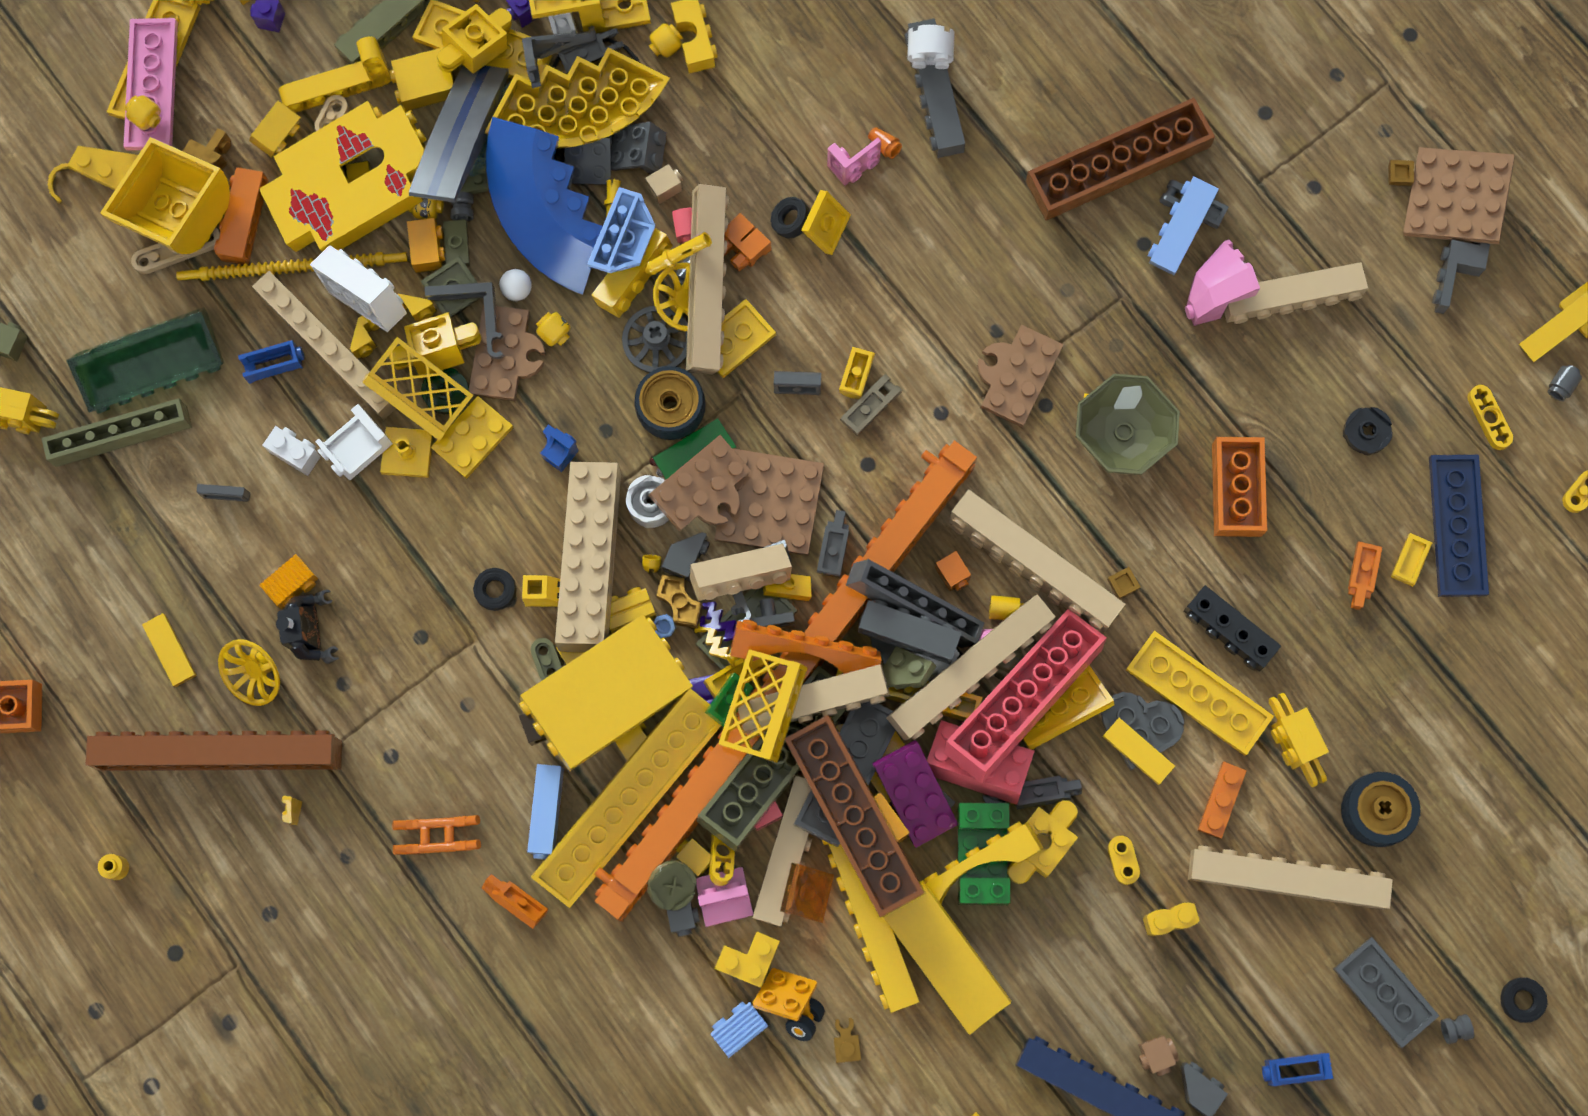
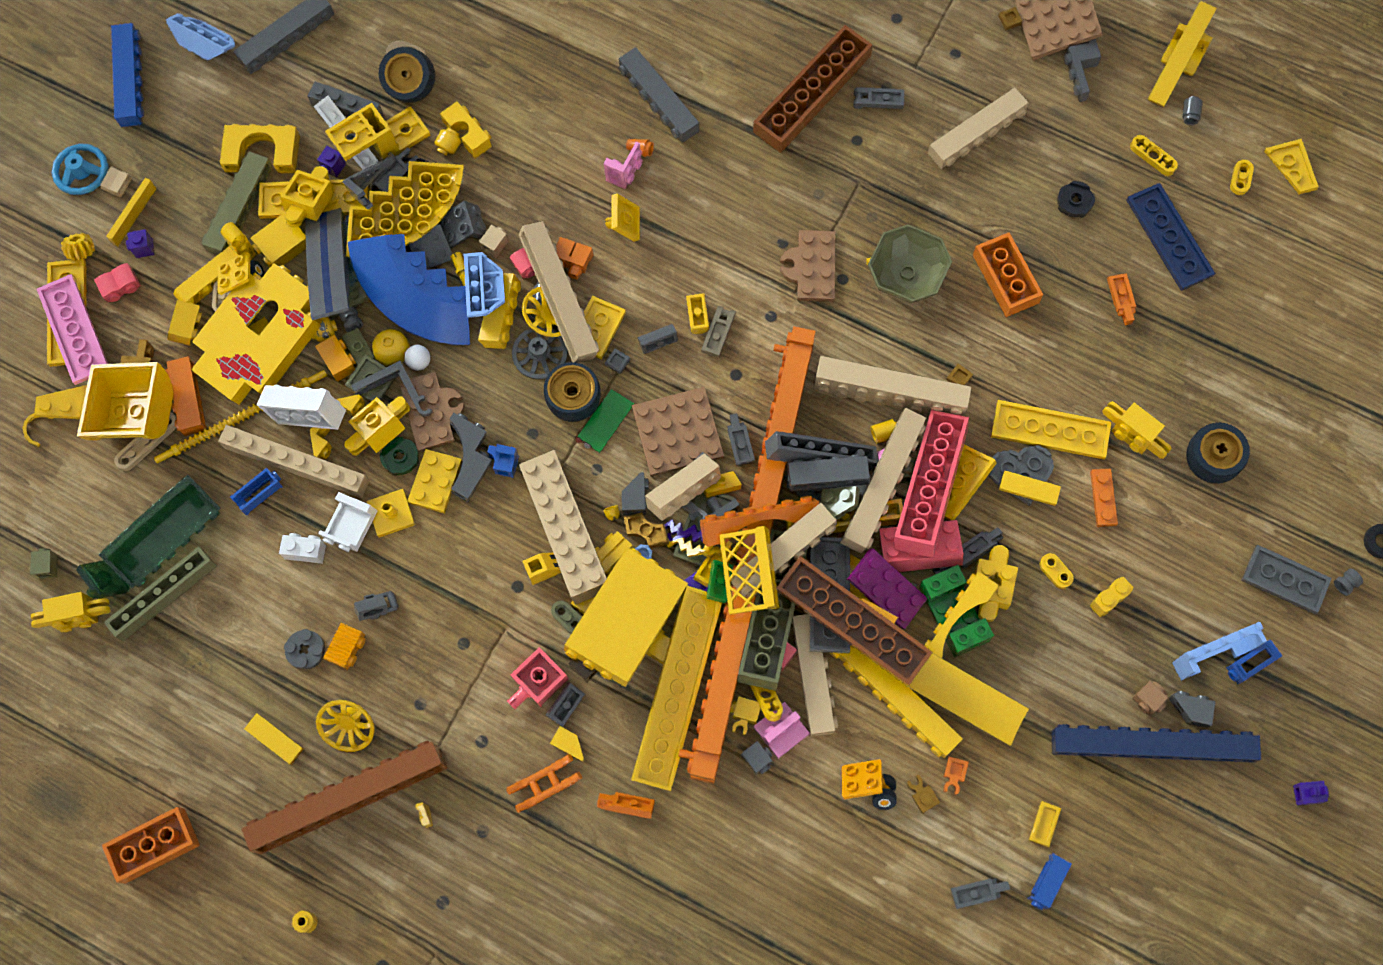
camera: 25 degrees left, 5 degrees down
(59, 388) = (102, 580): none -> clear green tile
(143, 112) = (77, 350): yellow head -> none
(223, 49) = (117, 283): none -> coral brick
(223, 492) = (263, 603): dark grey tile -> none
(234, 558) = (304, 638): none -> dark grey plate
(300, 628) = (369, 675): black torso -> none
(341, 551) = (375, 605): none -> dark grey piece
(356, 95) = (237, 272): none -> yellow plate
(405, 405) = (372, 475): yellow fence -> none
(468, 719) = (538, 689): none -> coral brick
(483, 802) = (568, 743): none -> yellow tile
(491, 259) = (390, 347): none -> yellow cylinder
(491, 575) = (501, 571): black tyre -> none
(499, 758) = (565, 704): none -> dark grey brick
(522, 438) = (474, 463): none -> dark grey arch
(545, 810) = (618, 727): light blue brick -> none
(553, 329) = (460, 377): yellow head -> none
(636, 501) = (591, 457): white brick -> none
(670, 257) = (525, 287): yellow pin -> none
(672, 885) = (741, 736): olive tile -> none
(702, 486) = (625, 439): medium nougat plate -> none
(738, 1029) = (840, 821): light blue brick -> none
(740, 388) = (617, 361): none -> dark grey tile
(751, 966) = (828, 769): yellow brick -> none
(782, 209) = (590, 219): black tyre -> none
(807, 892) = (842, 697): clear orange tile -> none
(895, 1033) = (955, 771): none -> orange plate
(930, 46) = (643, 64): white brick -> none
(953, 572) = (835, 422): orange brick -> none
(1183, 226) = (880, 114): light blue brick -> none
(1220, 282) = (924, 141): bright pink brick -> none
(1232, 629) = (1051, 374): black brick -> none
(1290, 879) = (1179, 530): tan brick -> none
(1291, 1040) = (1238, 642): none -> light blue hinge
(1411, 559) = (1149, 274): yellow tile -> none

